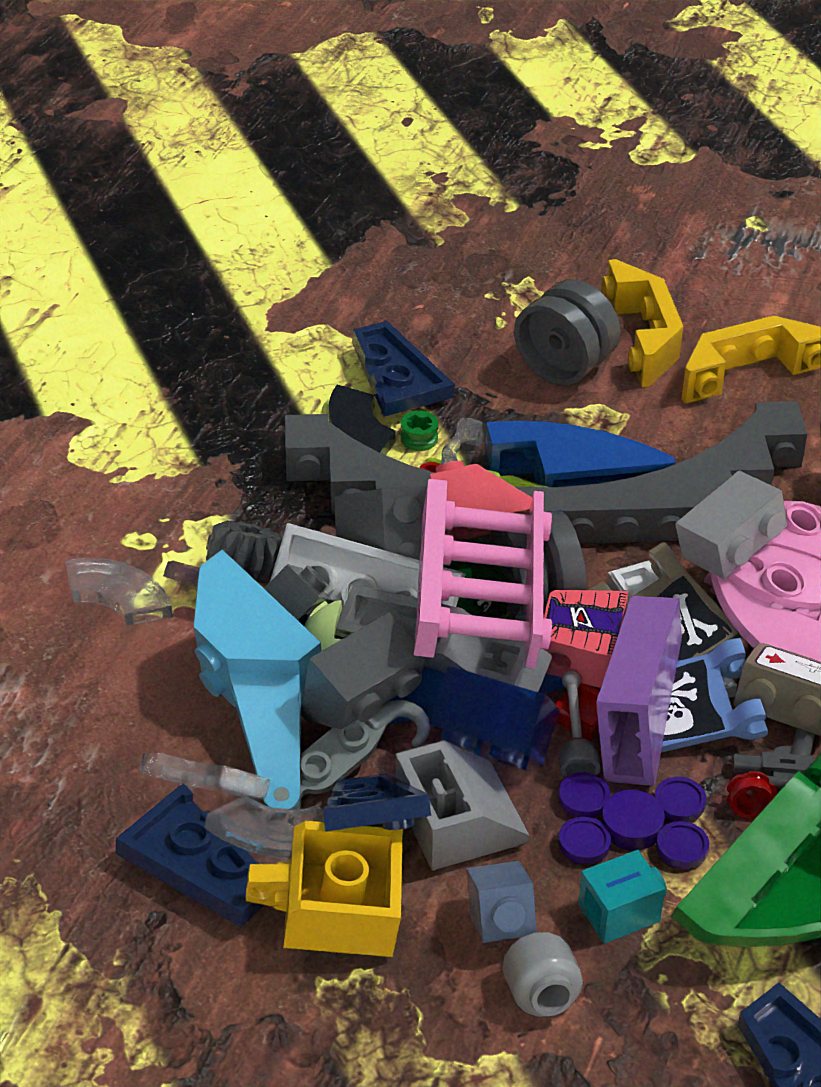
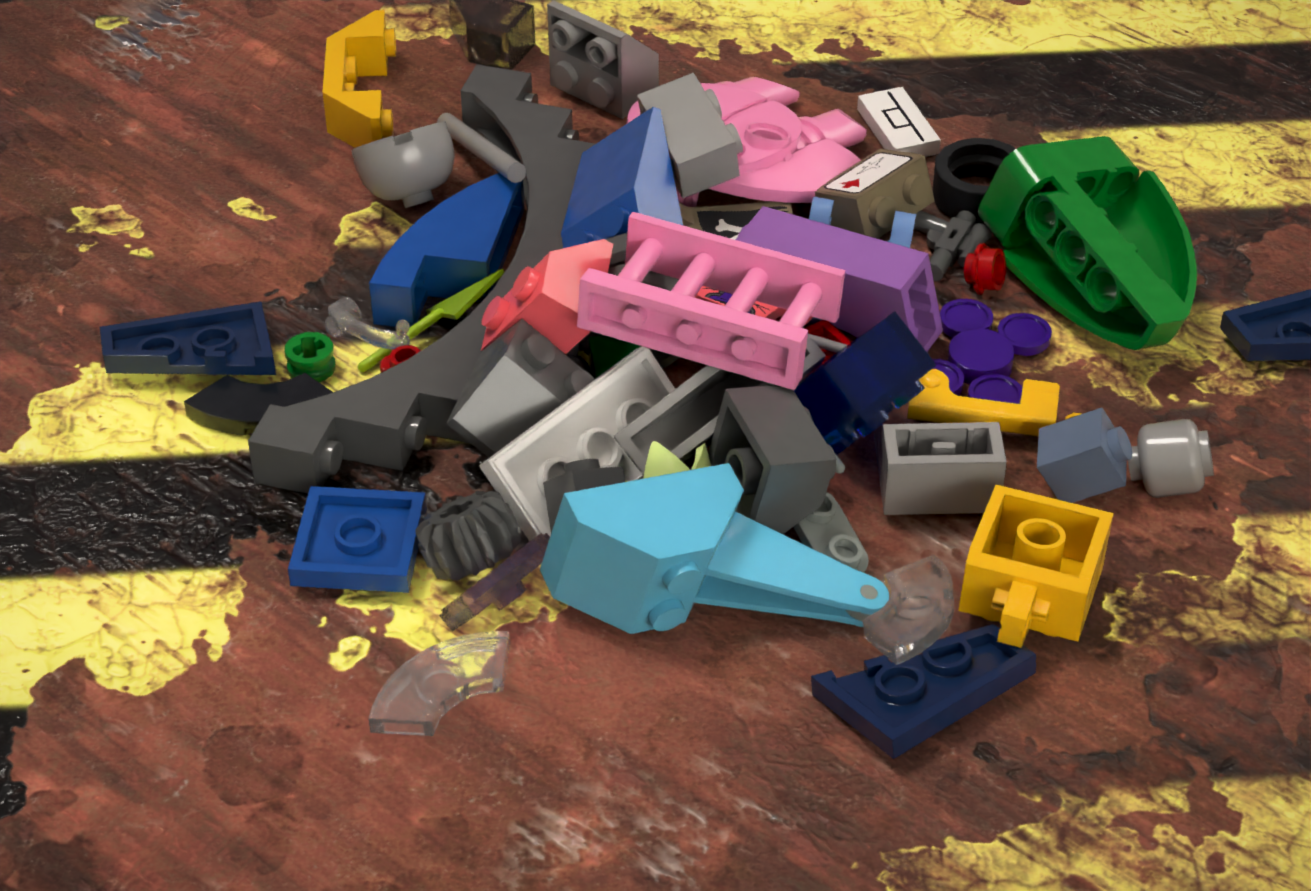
camera: 70 degrees left, 0 degrees up
(204, 775) = (815, 652): clear tile -> none
(234, 496) = (357, 539): none -> blue plate
(375, 801) = (946, 501): dark blue wing -> none
(556, 864) = (940, 405): none -> yellow piece
(567, 332) = (255, 181): dark grey wheel -> none
(622, 526) = (620, 177): none -> blue slope
(622, 896) = (1090, 378): teal brick -> none
(644, 293) = (182, 129): yellow slope -> none
(648, 404) = (407, 164): none -> light grey cylinder
(692, 437) = (484, 149): none -> light grey bar

